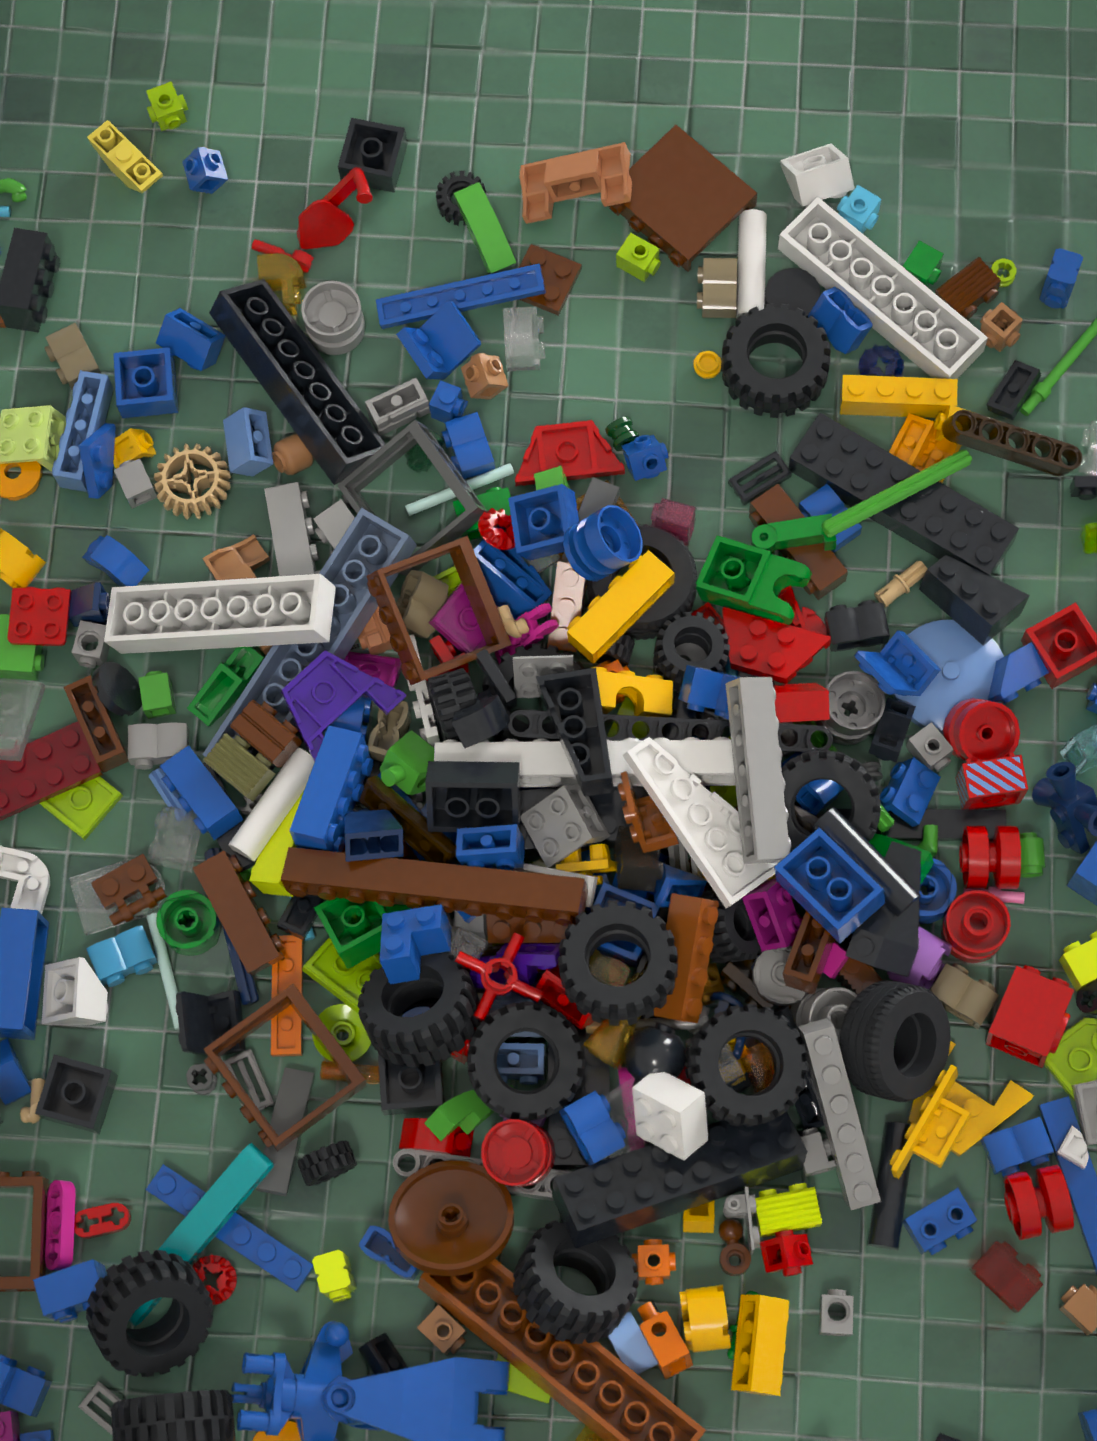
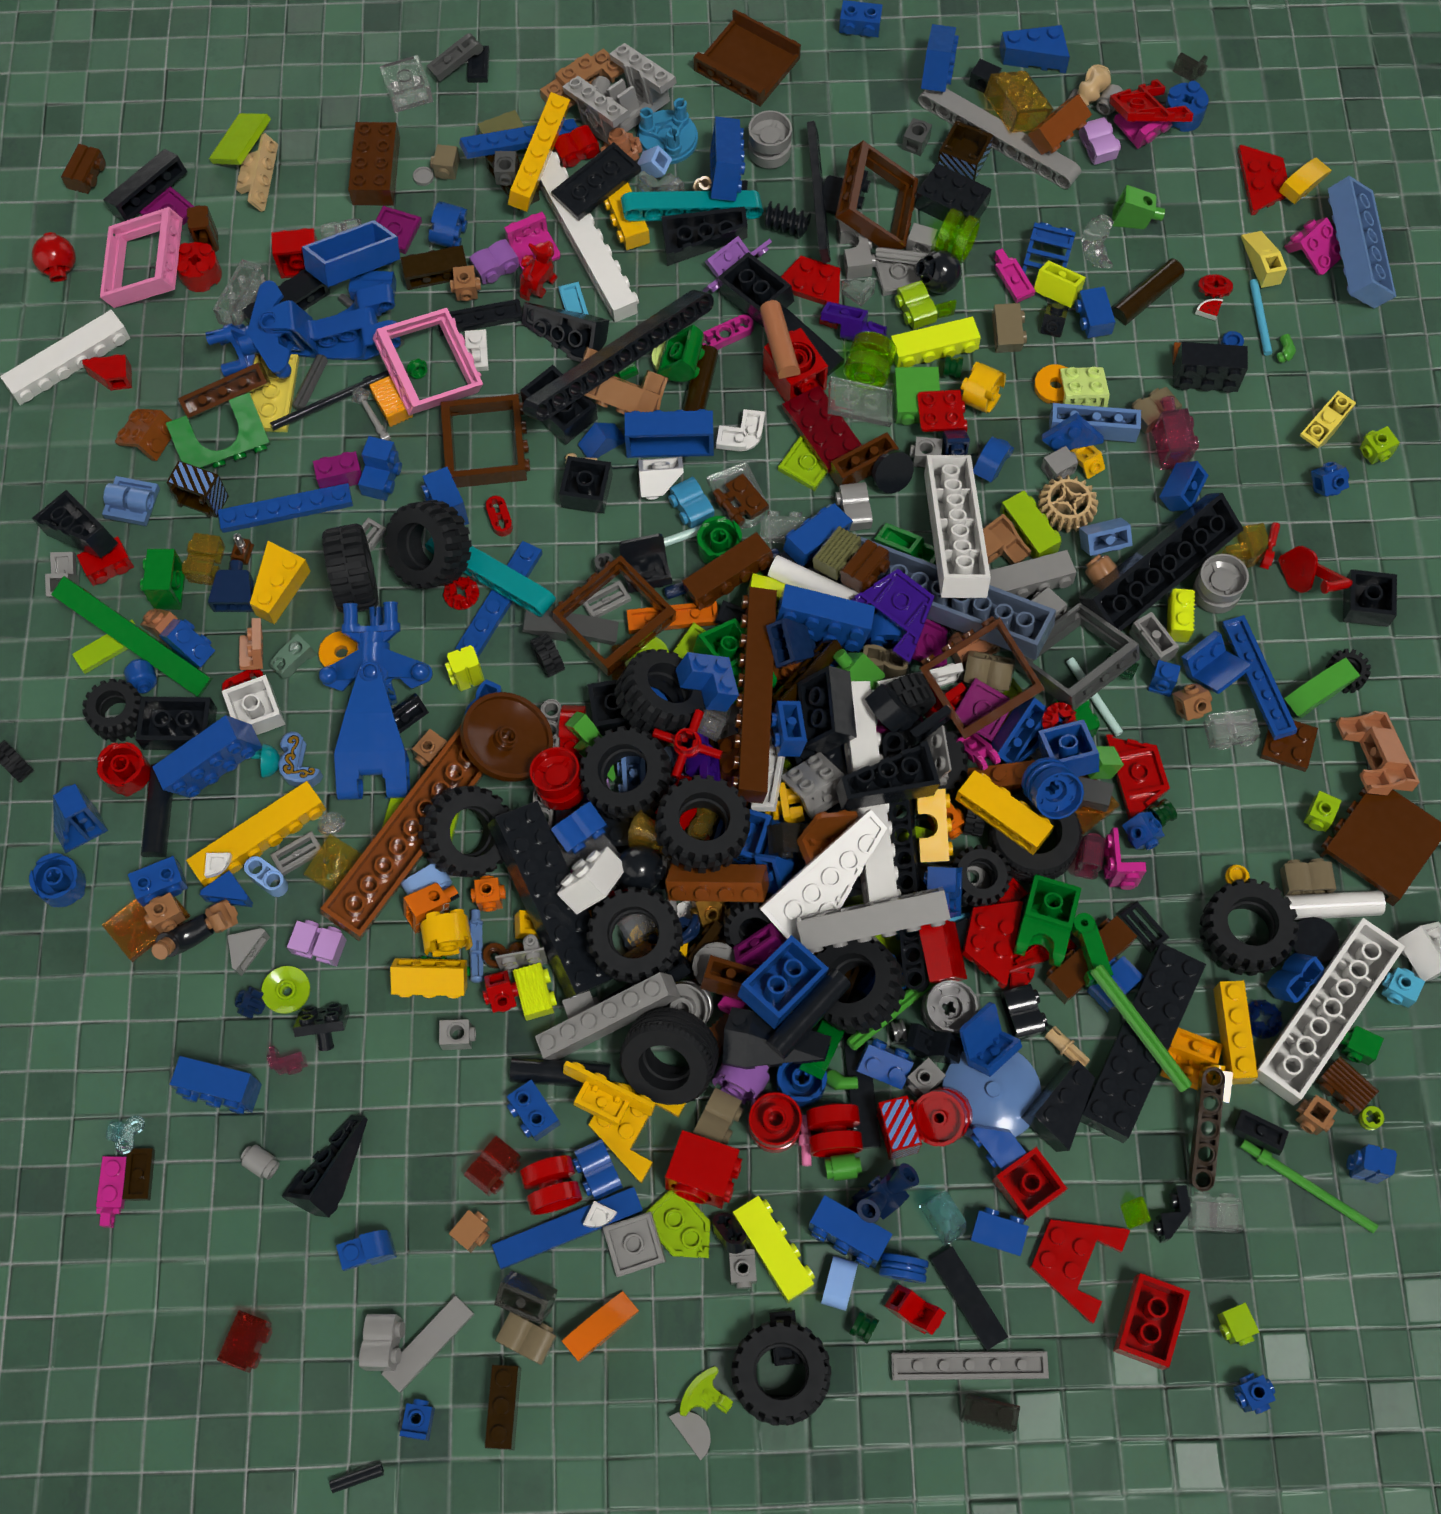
camera: 80 degrees right, 5 degrees down
(60, 1238) = (493, 488): dark pink beam -> none
(116, 333) = (1174, 435): none -> clear pink brick
(145, 382) = (1141, 459): blue brick -> none
(157, 694) = (893, 500): bright green brick -> none
(217, 529) = (1031, 525): none -> lime brick
(366, 371) = (1181, 614): none -> neon yellow brick
(469, 445) = (1131, 697): blue brick -> none
(512, 627) = (978, 738): tan arm -> none
(686, 493) = (1120, 874): none -> dark pink bracket
(729, 1283) = (476, 950): none -> medium blue piece

